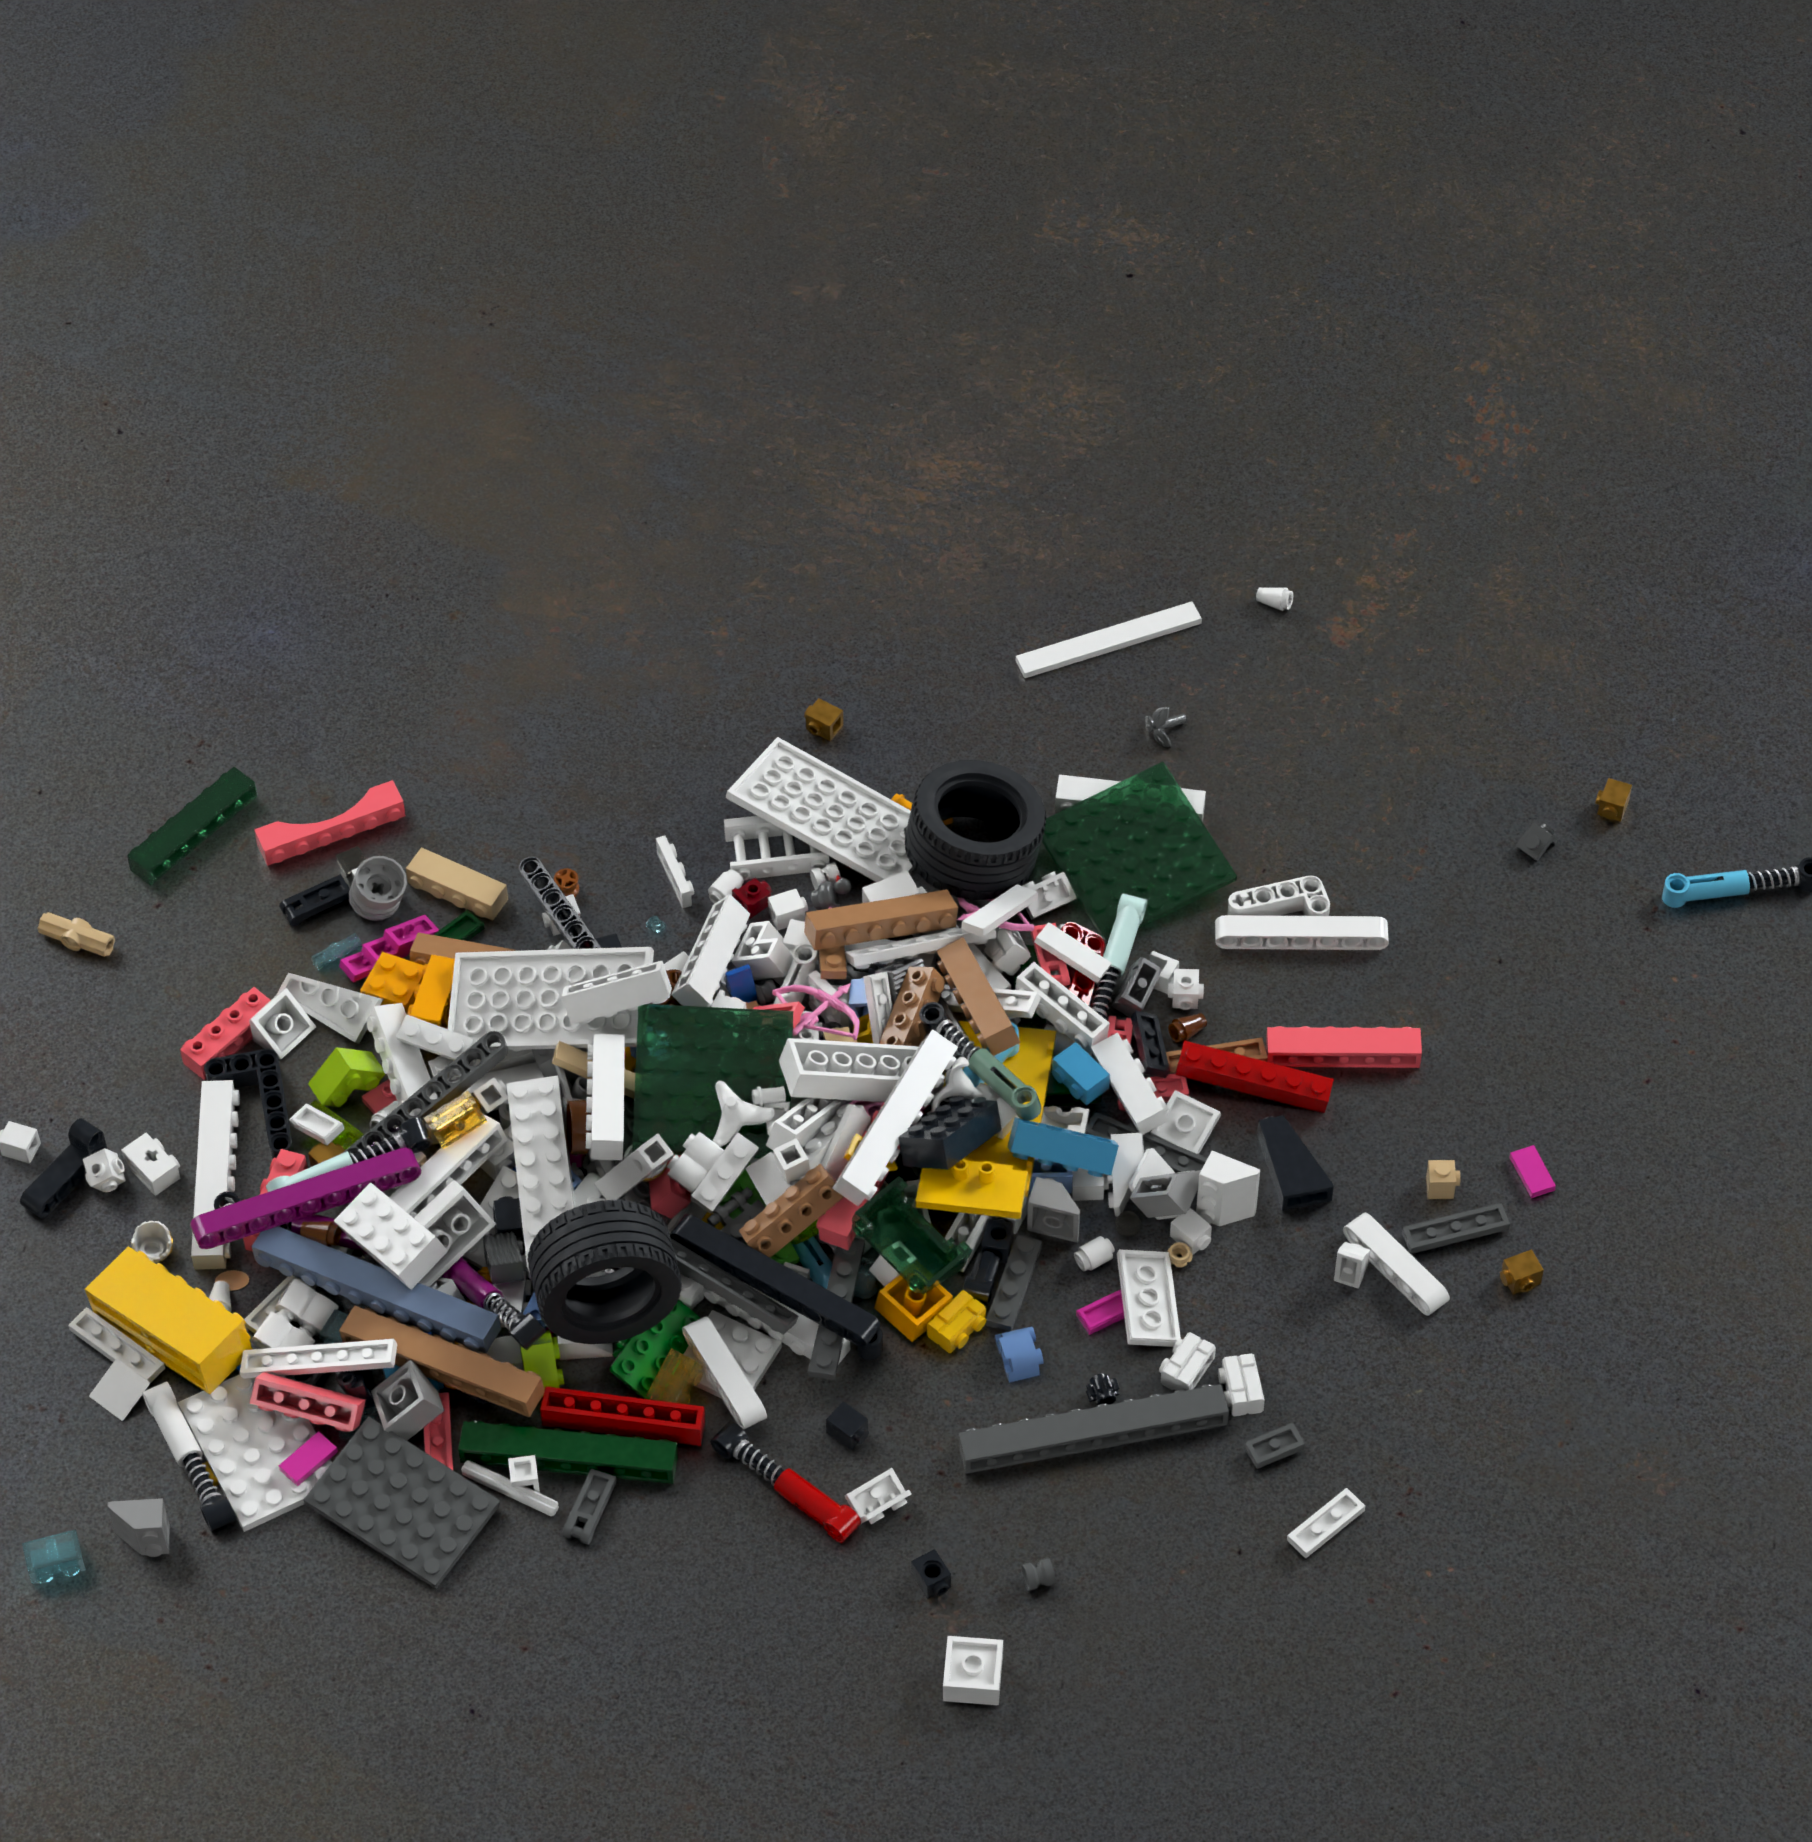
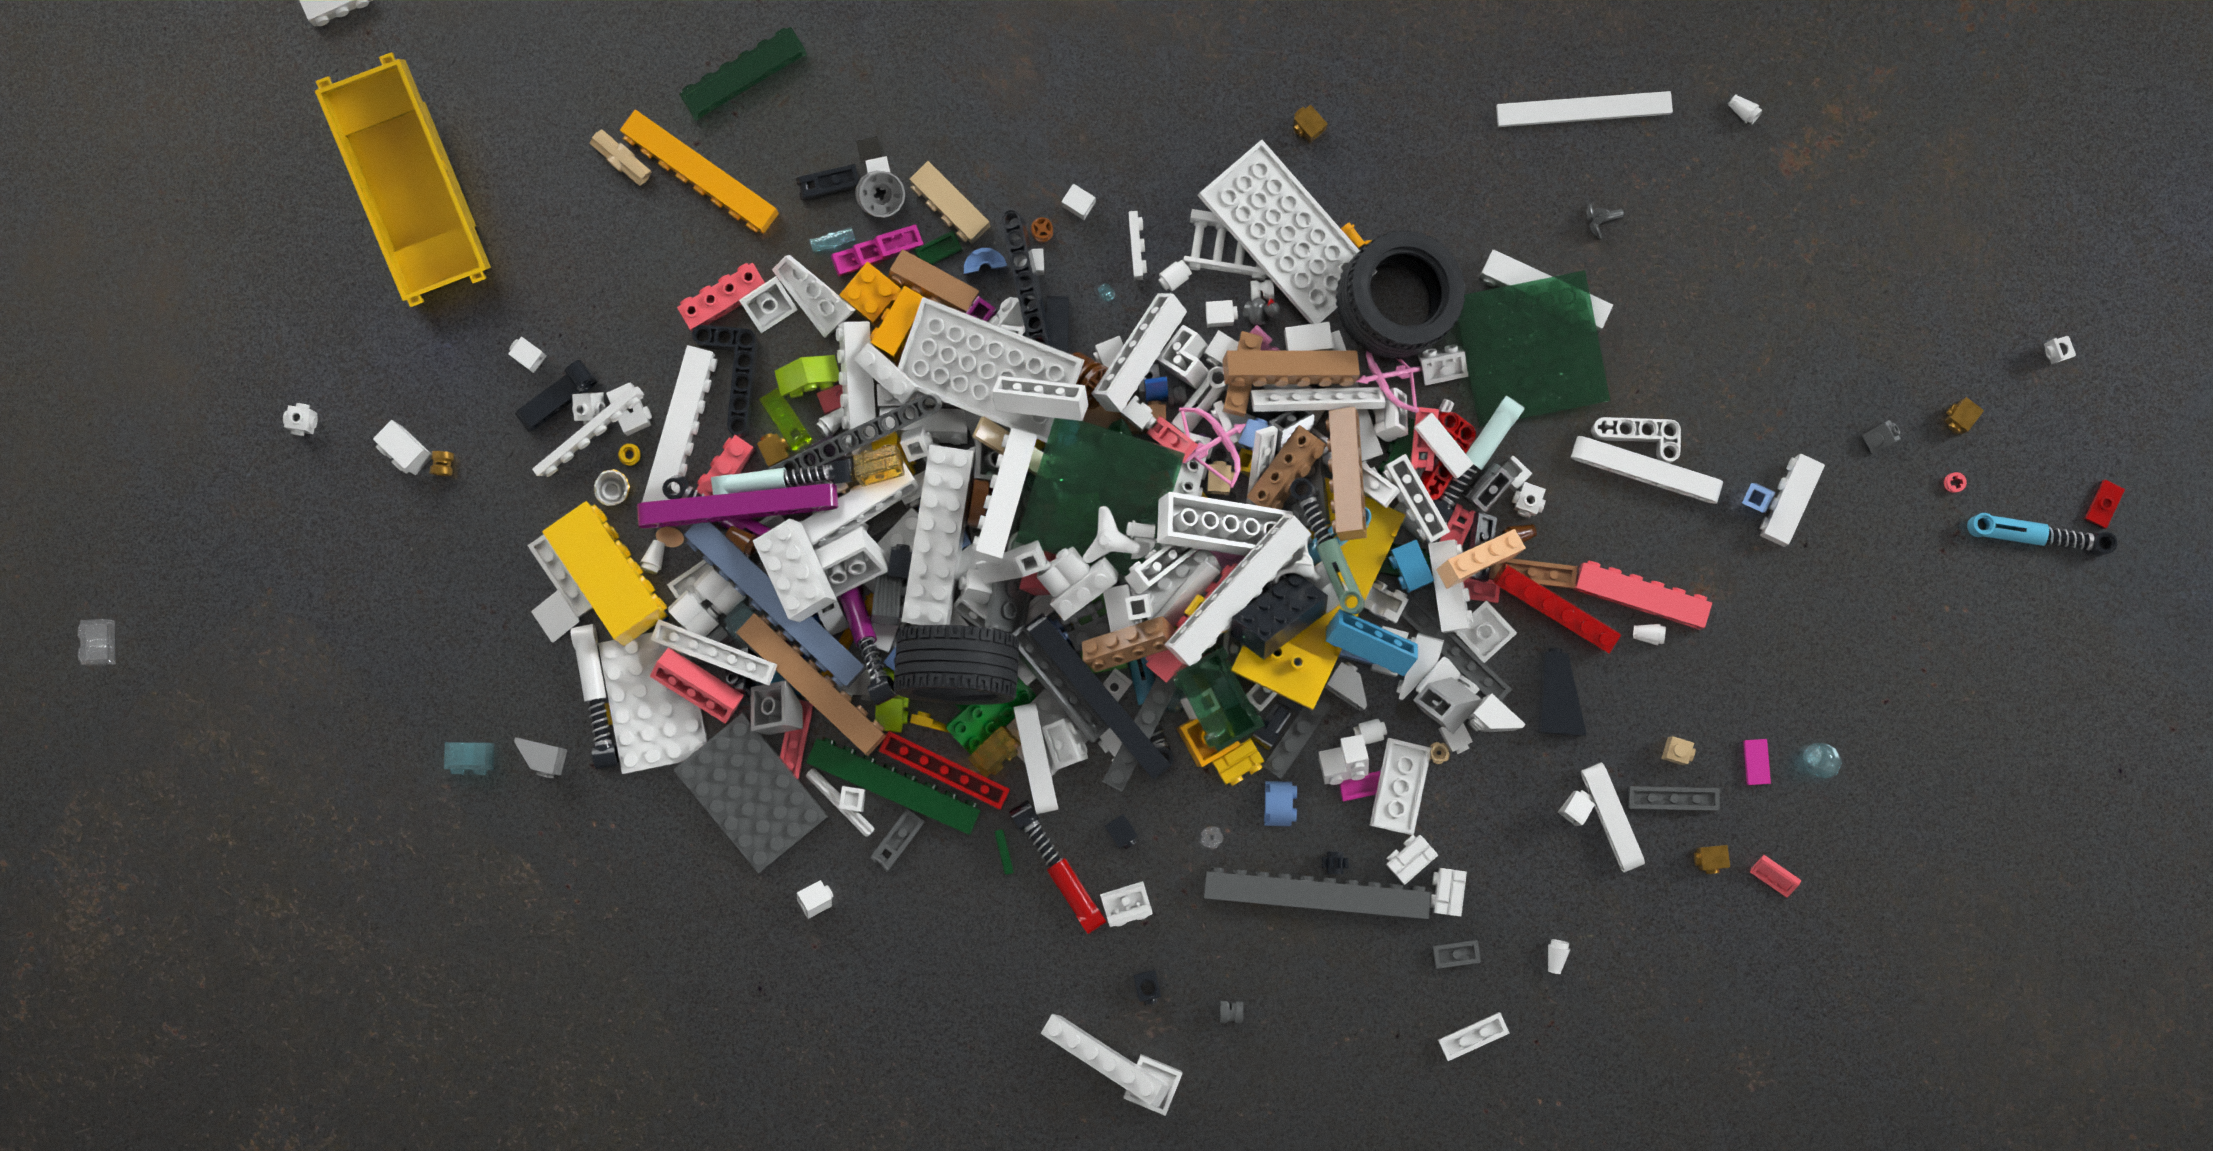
camera: 20 degrees right, 30 degrees up
(106, 1195) = (594, 427): none -> white plate
(162, 1203) = (623, 451): none -> yellow plate
(169, 925) = (698, 171): none -> light orange brick
(285, 840) = (904, 101): coral arch -> none
(308, 1458) = (686, 732): dark pink tile -> none
(316, 1124) = (770, 417): white tile -> none
(510, 920) = (983, 256): none -> medium blue cylinder
(510, 1589) = (815, 899): none -> white brick
(585, 1378) = (923, 719): none -> yellow plate
(598, 848) = (1078, 202): none -> white panel
(718, 1483) = (1004, 851): none -> dark green tile
(751, 1348) = (1064, 743): none -> white bracket
(753, 896) = (1191, 299): dark red brick -> none
(908, 1649) = (1105, 1060): none -> white brick
(953, 1400) = (1218, 837): none -> clear plate
(999, 910) = (1394, 385): white tile -> none
(1080, 1284) = (1345, 762): none -> white brick
(1136, 1045) = (1480, 557): none -> light nougat arch
(1366, 1080) = (1651, 633): none -> white cone
(1388, 1413) = (1557, 955): none -> white cone
(1430, 922) = (1758, 497): none -> light blue brick
(1467, 919) = (1791, 500): none -> white brick
(1598, 1271) = (1775, 876): none -> coral plate
(1602, 1149) = (1822, 760): none -> clear light blue hair
(1631, 869) = (1956, 475): none -> coral bush
(1682, 720) = (2054, 351): none -> white bracket
(1795, 841) = (2104, 504): none -> red plate

